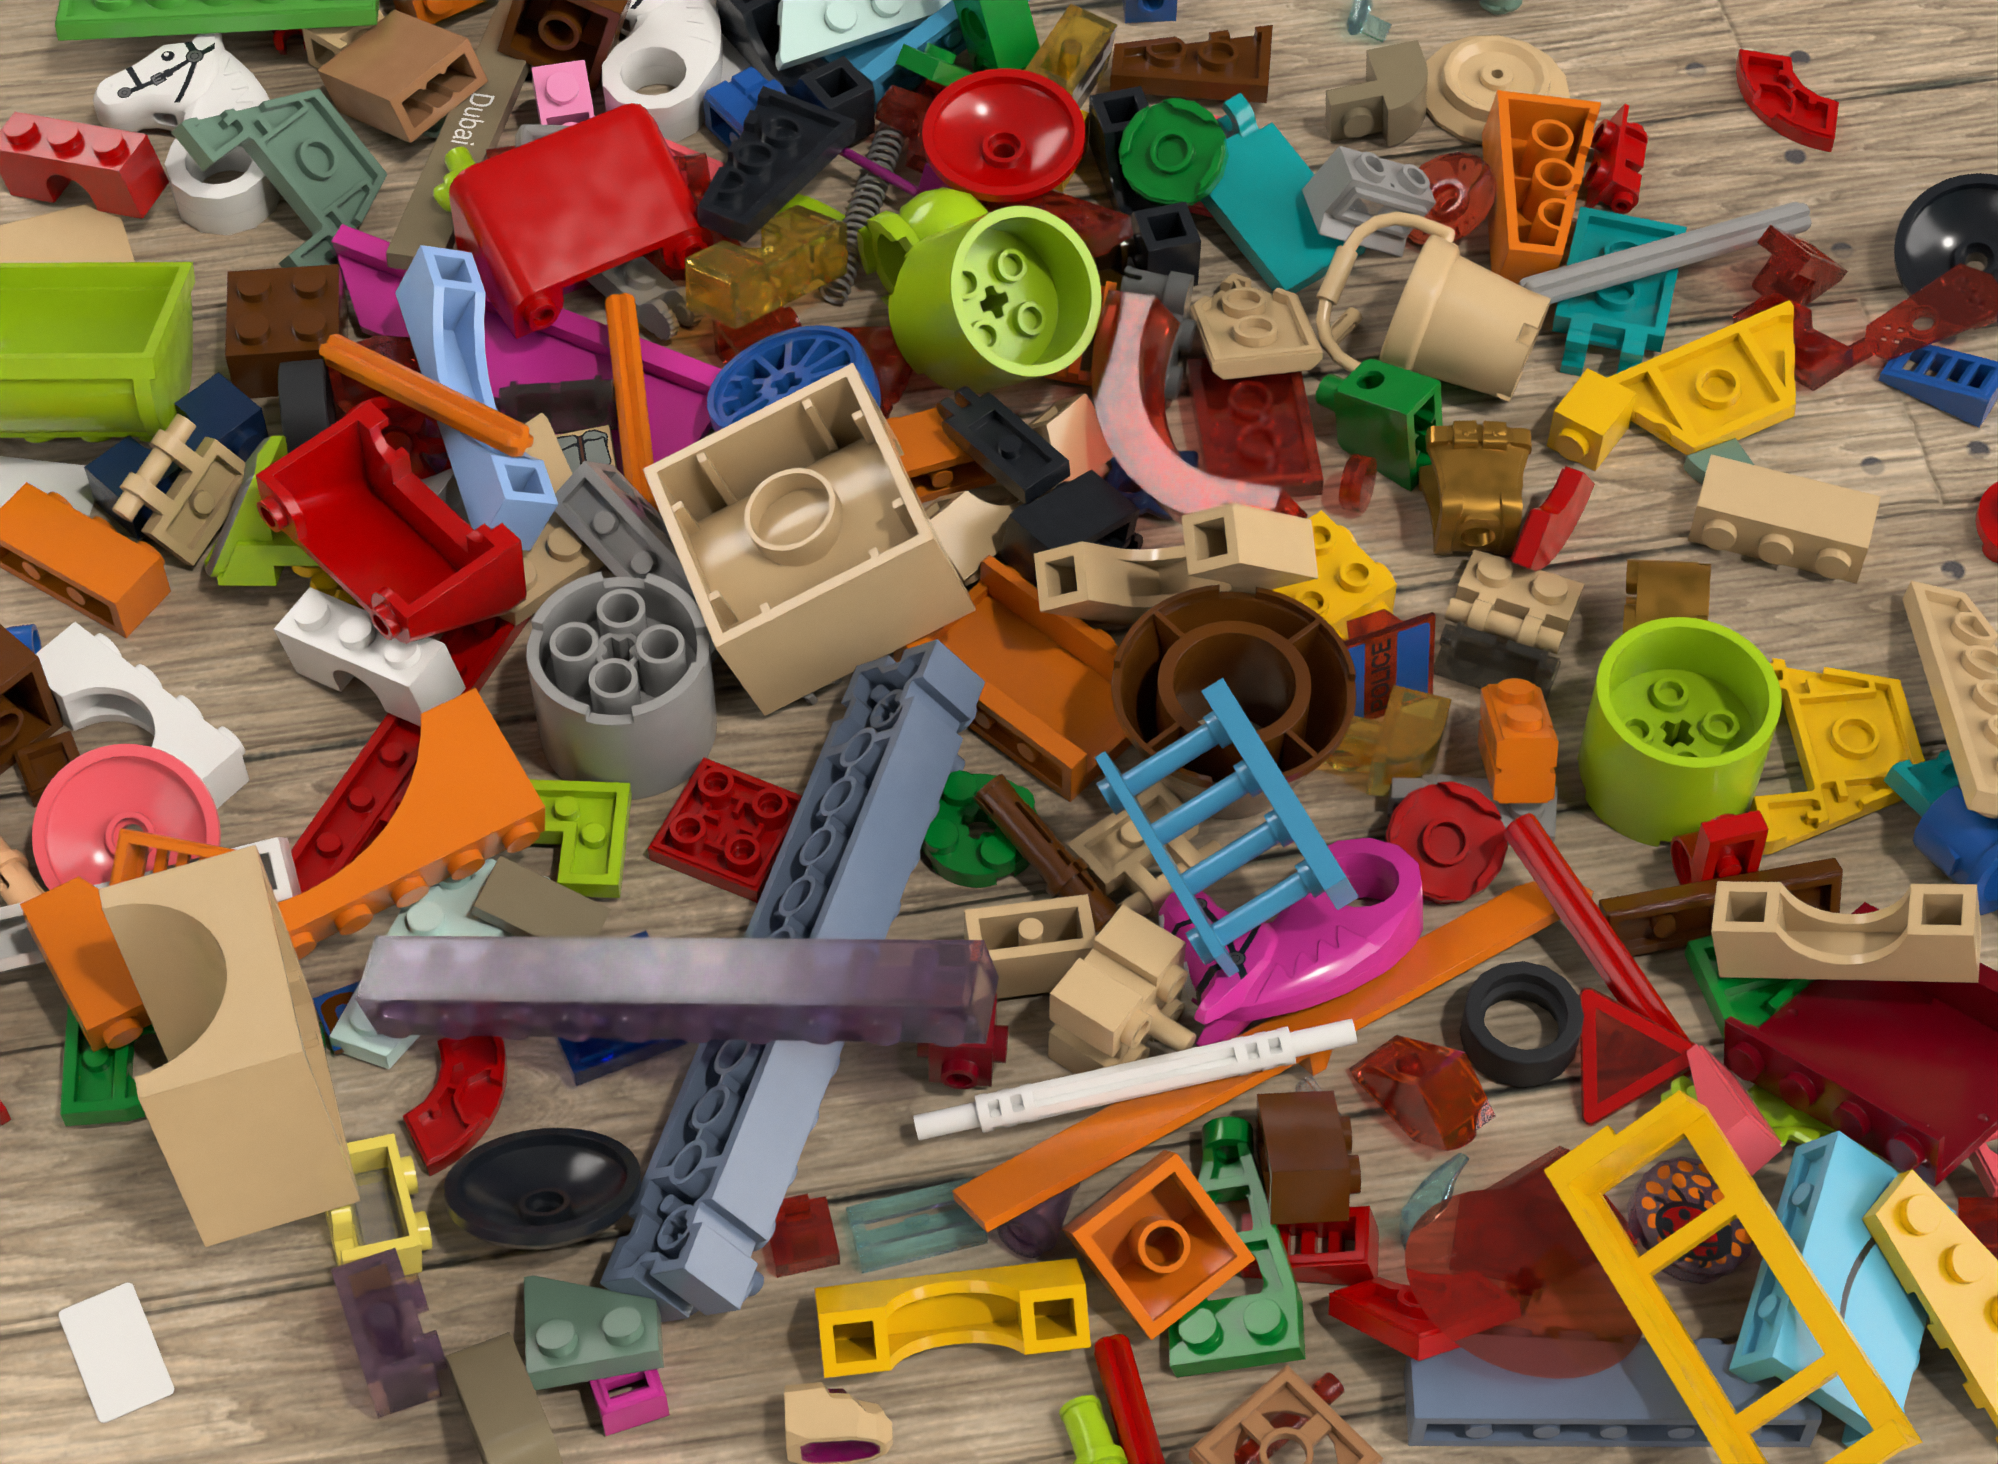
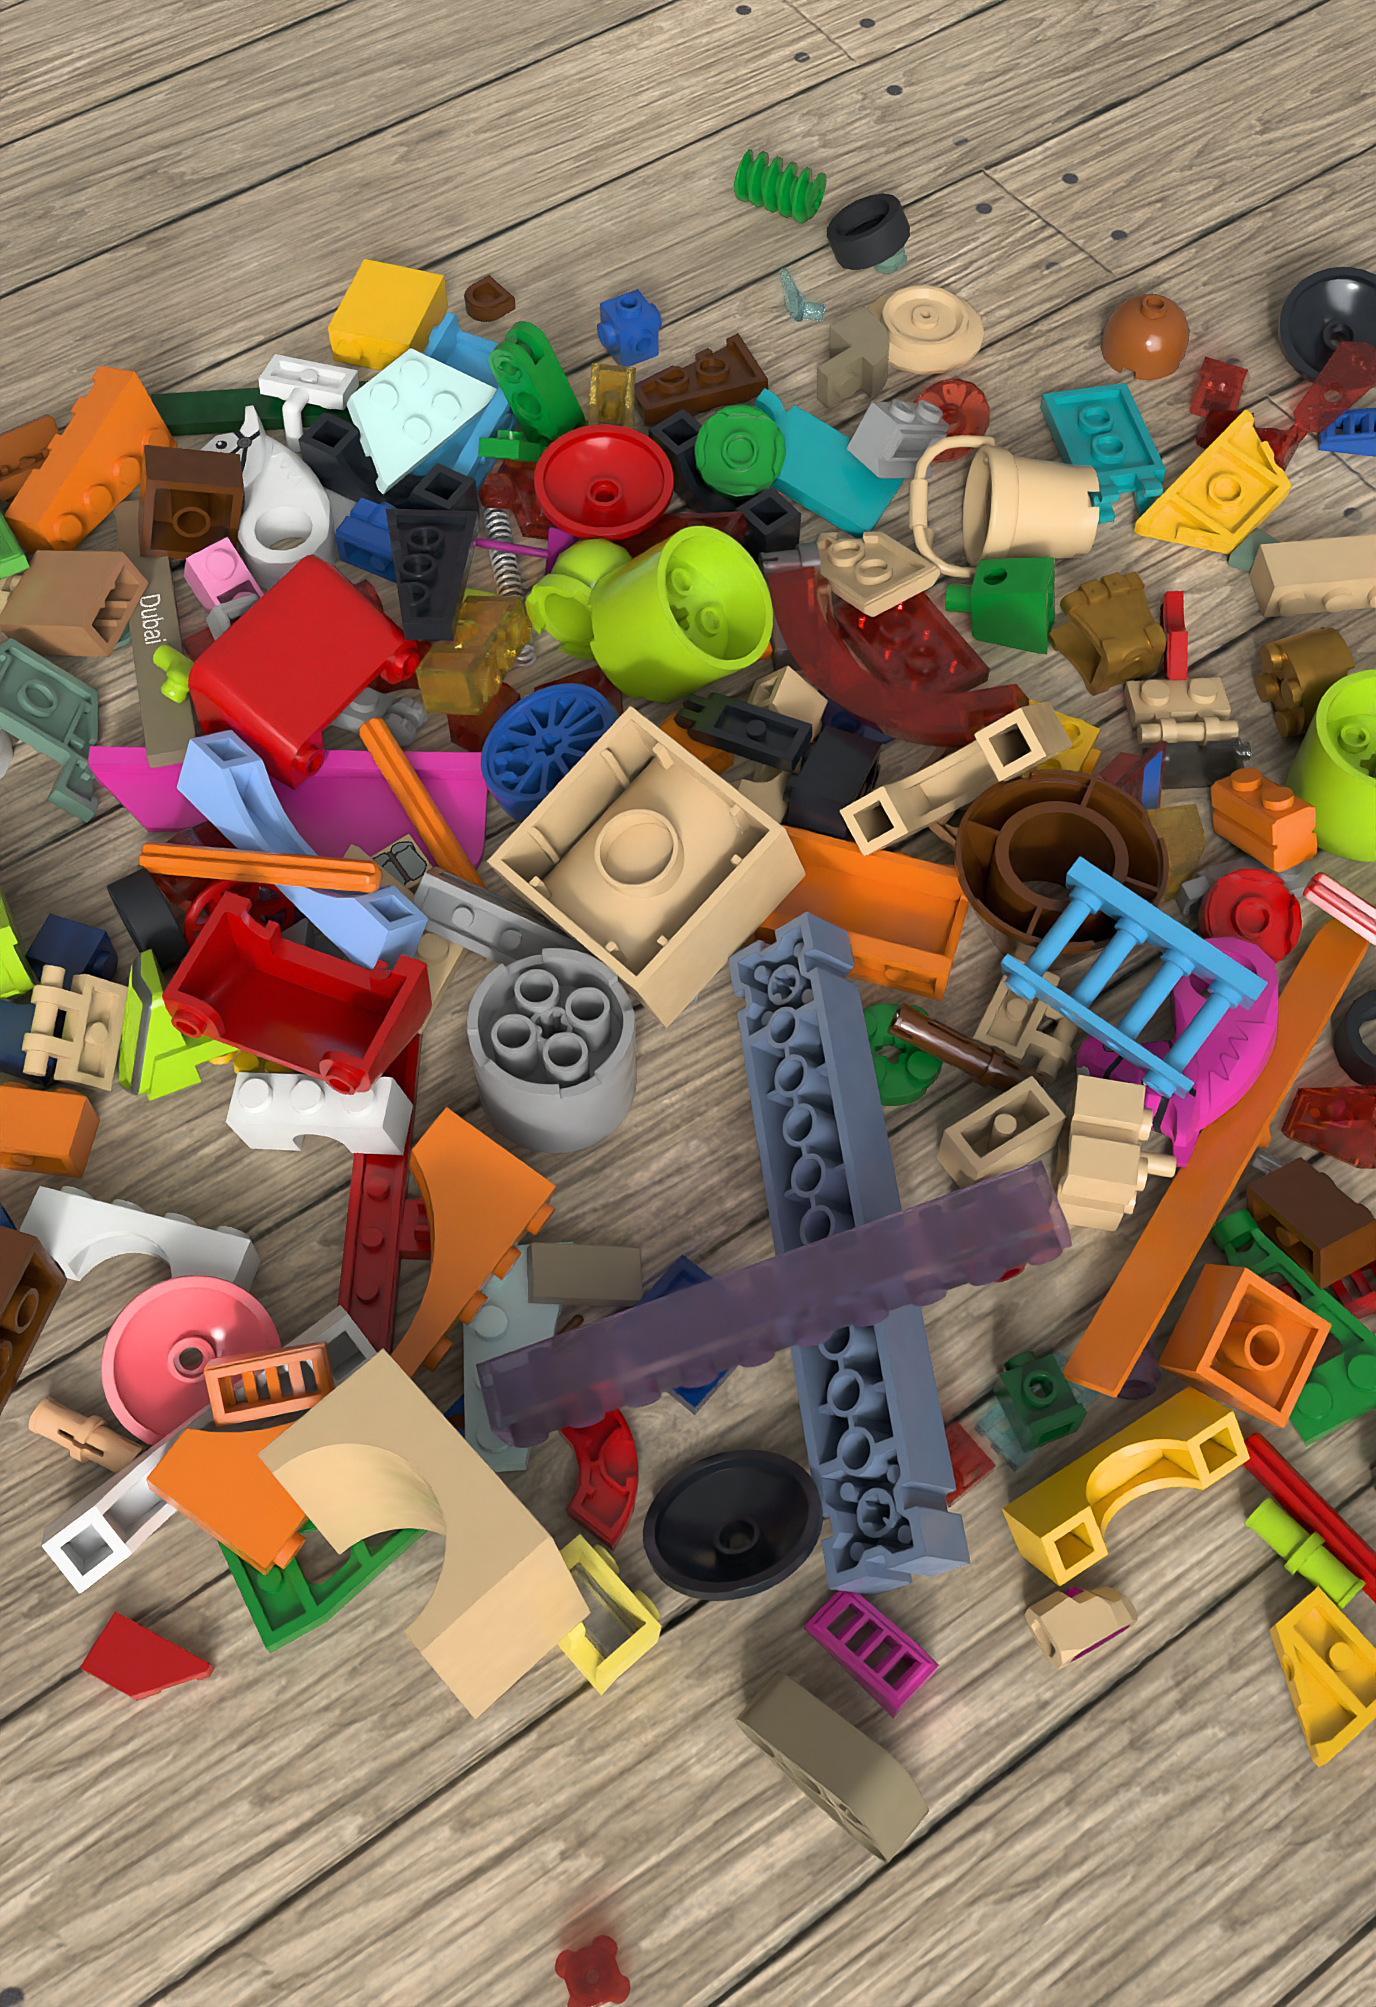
camera: 25 degrees left, 5 degrees up
(43, 760) = (78, 1324): reddish brown tile -> none
(116, 1352) = (429, 1846): white sticker -> none
(280, 319) = (81, 850): reddish brown brick -> none
(387, 1333) = (674, 1719): brick -> none
(566, 404) = (367, 827): clear smoke hinge -> none
(587, 1333) = (839, 1636): sand green wing -> none
(593, 831) = (587, 1189): lime plate -> none
(726, 829) = (693, 1136): red tile -> none
(909, 1204) = (1033, 1418): none -> dark green brick
(1135, 1079) = (1147, 1215): white axle -> none
(1357, 483) = (1013, 661): clear red tile -> none
(1538, 162) = (1004, 364): orange wedge -> none
(1591, 419) = (1152, 548): yellow brick -> none
(1616, 163) = (1044, 353): red hinge -> none
(1666, 253) = (1135, 403): light grey axle -> none
(1743, 176) = (1146, 336): none -> dark orange cylinder
(1784, 102) = (1130, 269): red tile -> none

